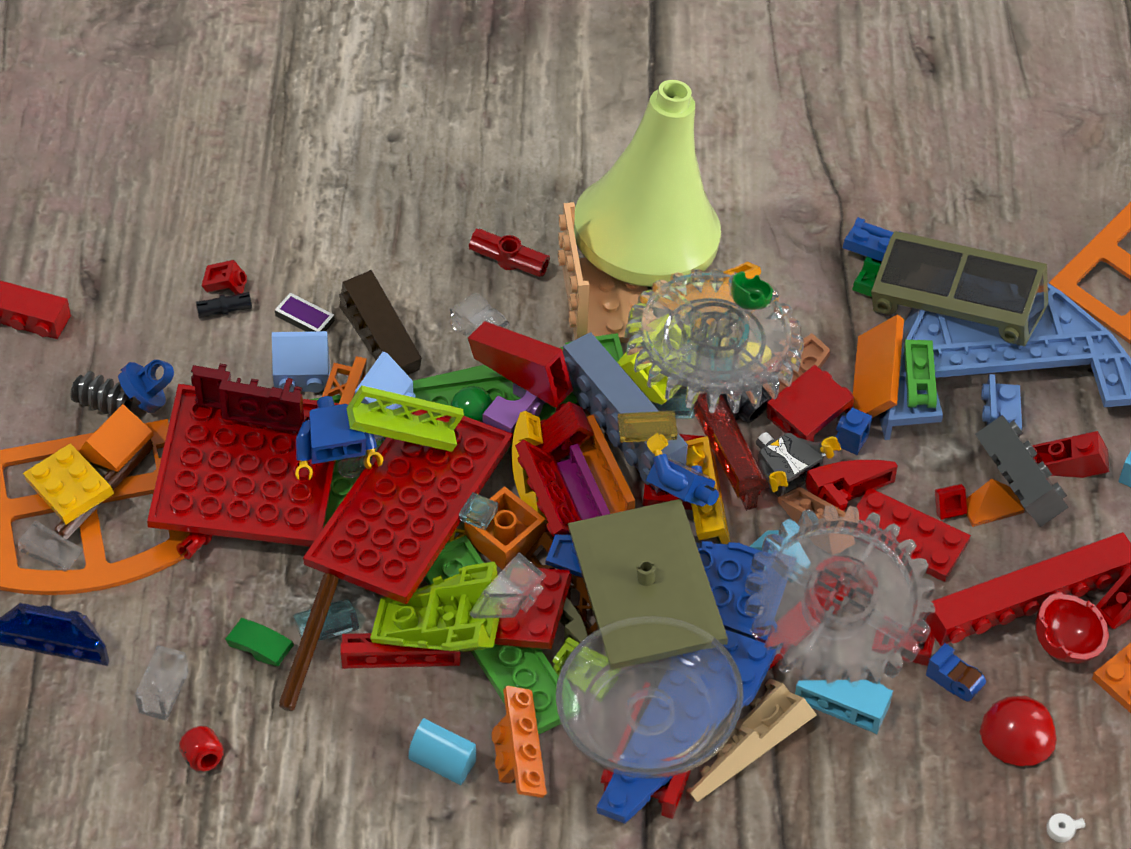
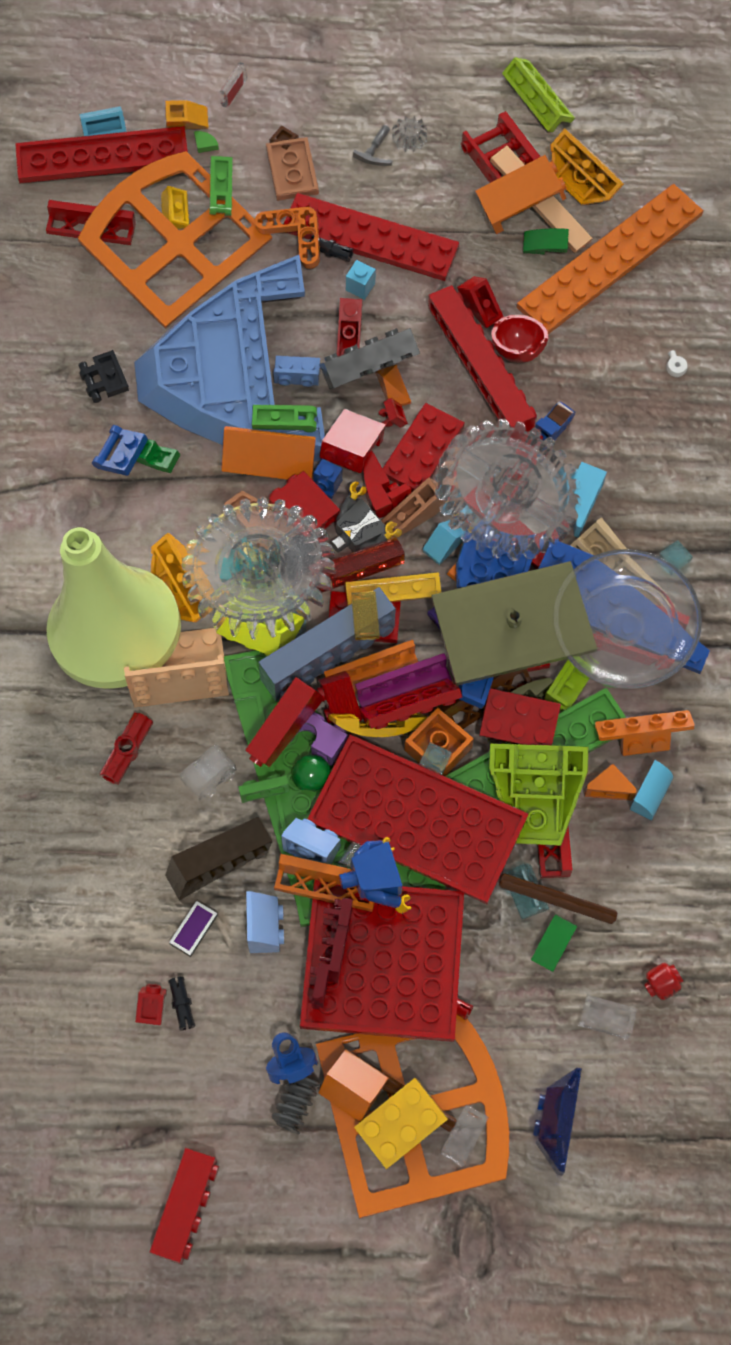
camera: 90 degrees left, 15 degrees up
(400, 422) = (362, 815): lime fence -> none
(454, 705) = (611, 785): none -> orange slope
(456, 369) = (256, 790): none -> bright green plate
(510, 591) = (533, 726): clear slope -> none
(678, 478) = (408, 593): blue torso -> none
(750, 293) = (226, 527): green hair -> none
(770, 806) = (676, 555): none -> clear light blue plate
(903, 448) = (351, 440): none -> panel
(962, 284) = (192, 381): windscreen -> none
(973, 232) = (110, 373): none -> black plate
(1018, 731) = (599, 385): red cylinder -> none

